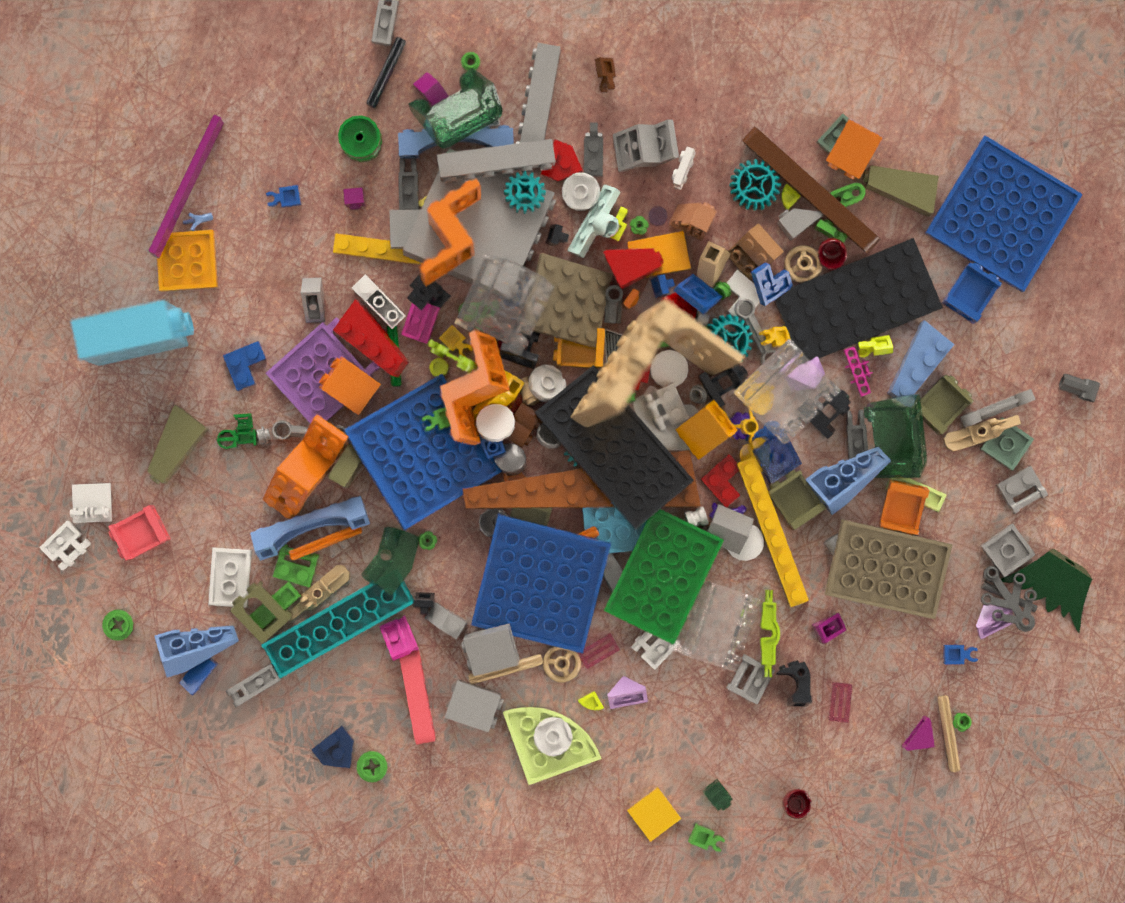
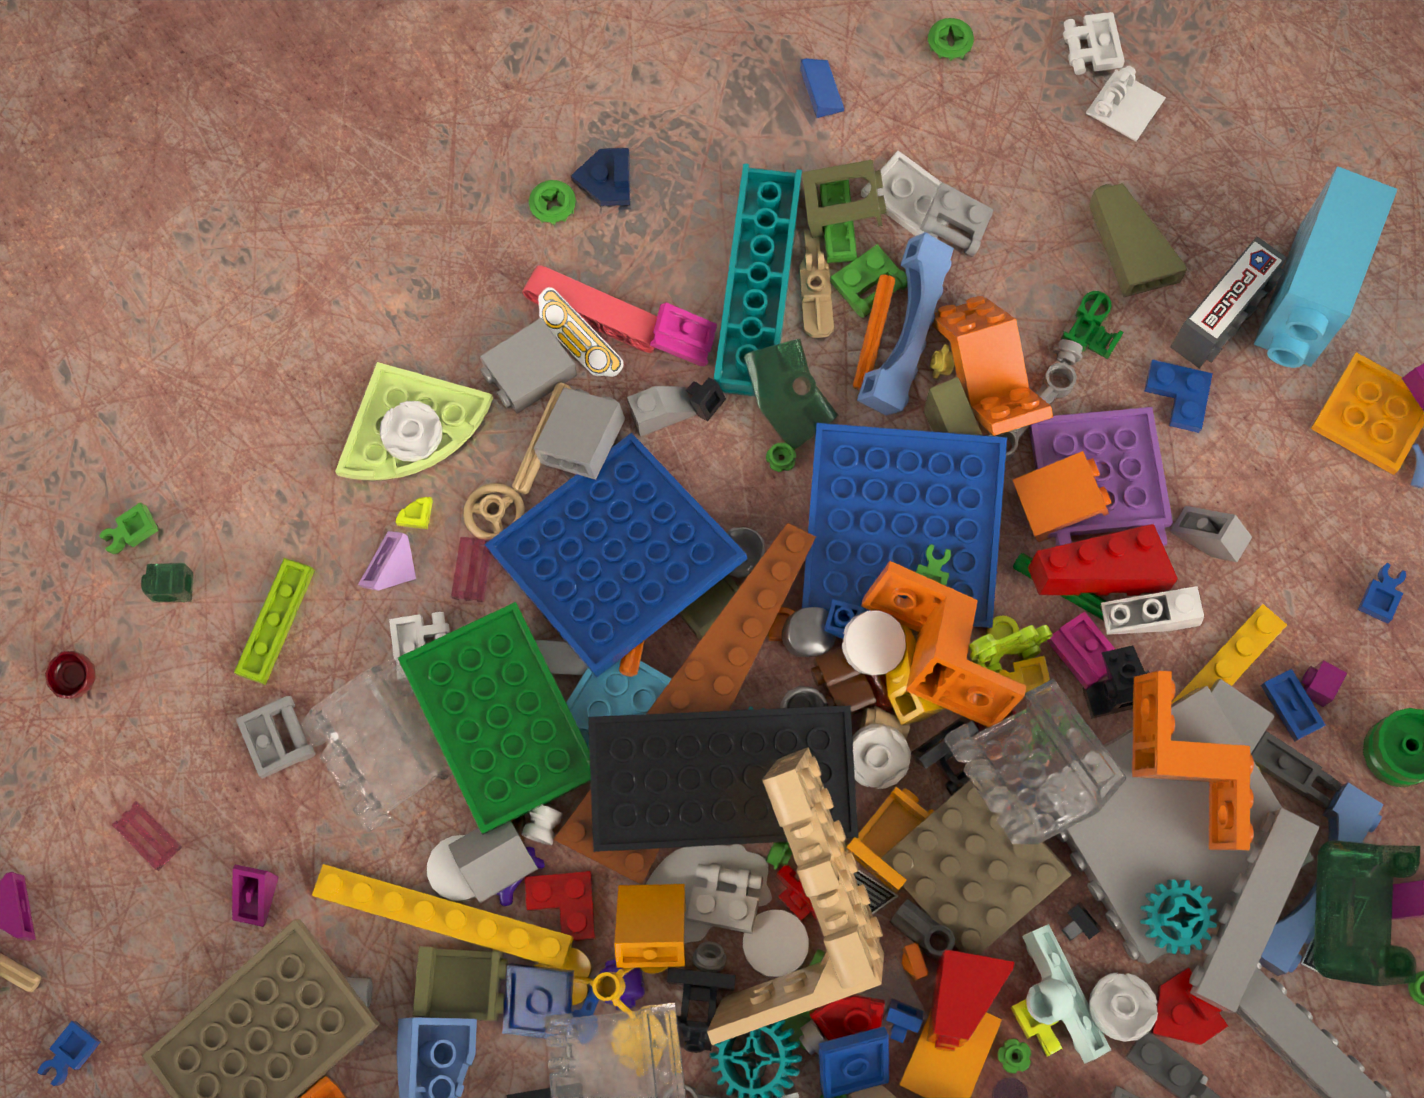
camera: 135 degrees right, 15 degrees down
(139, 533) = (1048, 131): coral panel -> none
(179, 371) = (1229, 303): none -> brick
(186, 650) = (862, 89): medium blue wedge -> none
(222, 544) = (961, 212): none -> light grey plate
(254, 684) = (759, 135): light grey plate -> none
(316, 496) = (942, 362): none -> light yellow plate
(375, 205) = (1293, 705): none -> blue plate
(438, 693) = (578, 335): none -> sticker
(654, 814) = (214, 489): yellow tile -> none
(696, 727) = (274, 621): none -> lime tile
(768, 644) = (299, 794): lime piece -> none
(802, 695) = (196, 784): black tile -> none

